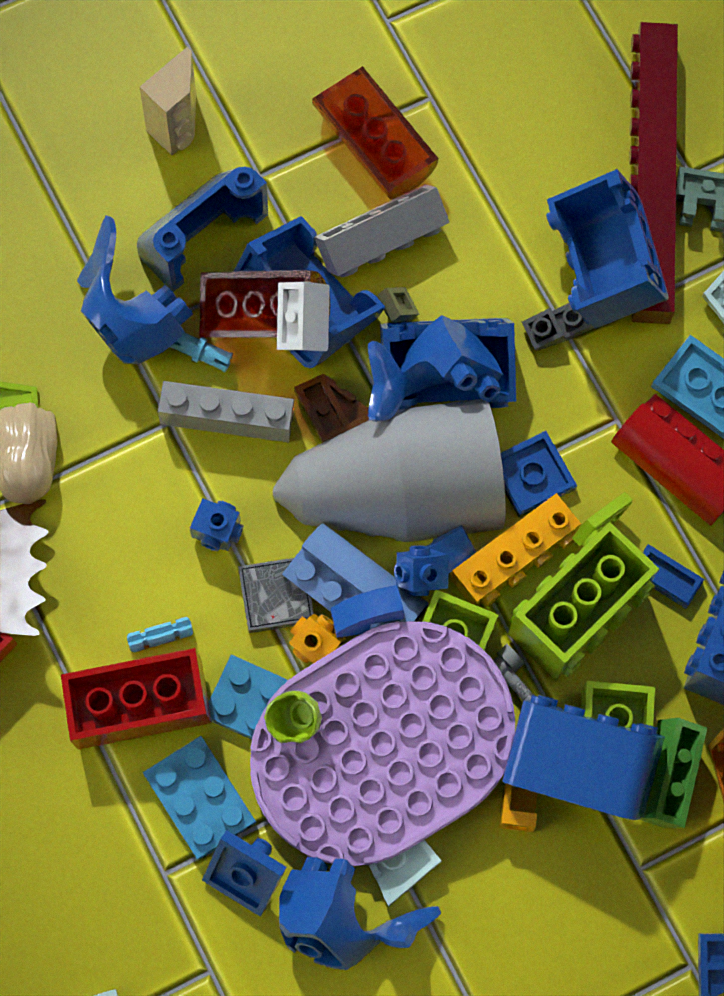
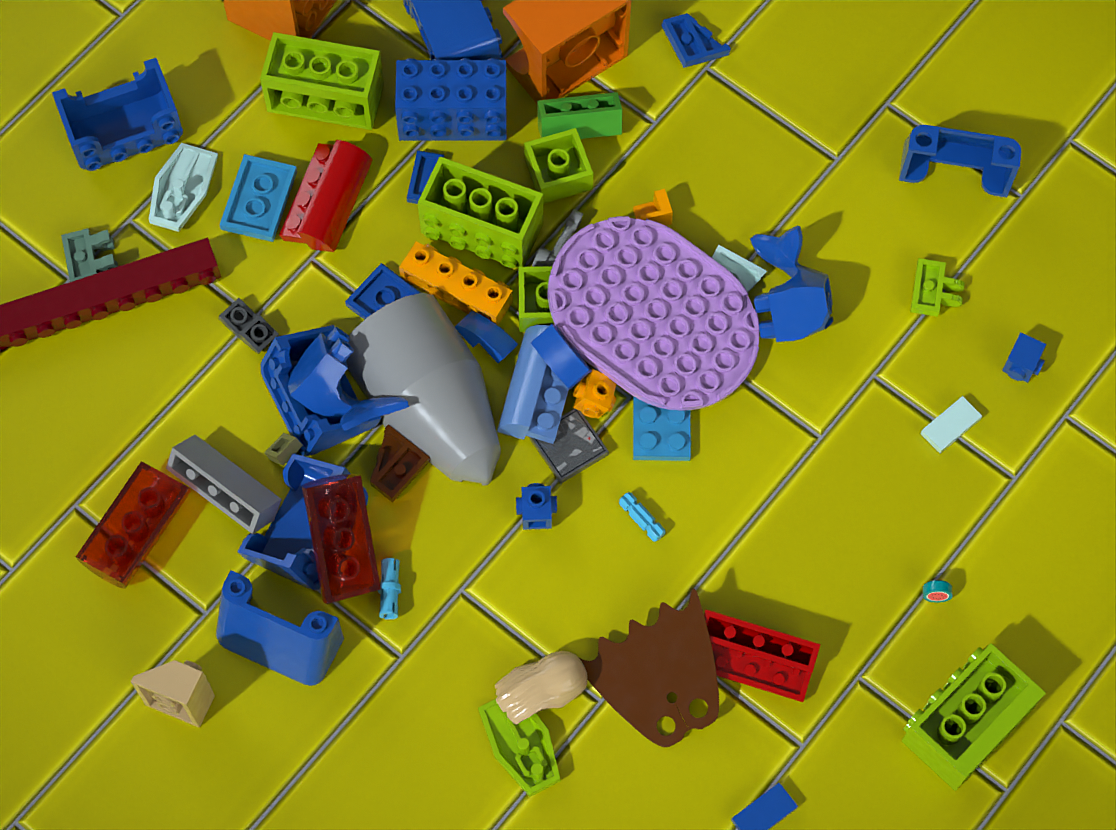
camera: 110 degrees left, 5 degrees down
(133, 327) = (393, 641): blue hips -> none
(135, 698) = (705, 501): red brick -> none
(199, 797) = (753, 434): dark azure plate -> none
(226, 411) = (436, 541): light grey brick -> none
(244, 872) = (795, 370): blue tile -> none
(293, 717) = (669, 372): lime hair -> none
(303, 316) = (346, 486): white panel -> none
(421, 570) = (508, 333): blue brick -> none
(583, 758) = (605, 165): blue windscreen -> none
(600, 519) = (405, 228): lime tile -> none
(608, 249) = (179, 297): blue windscreen -> none

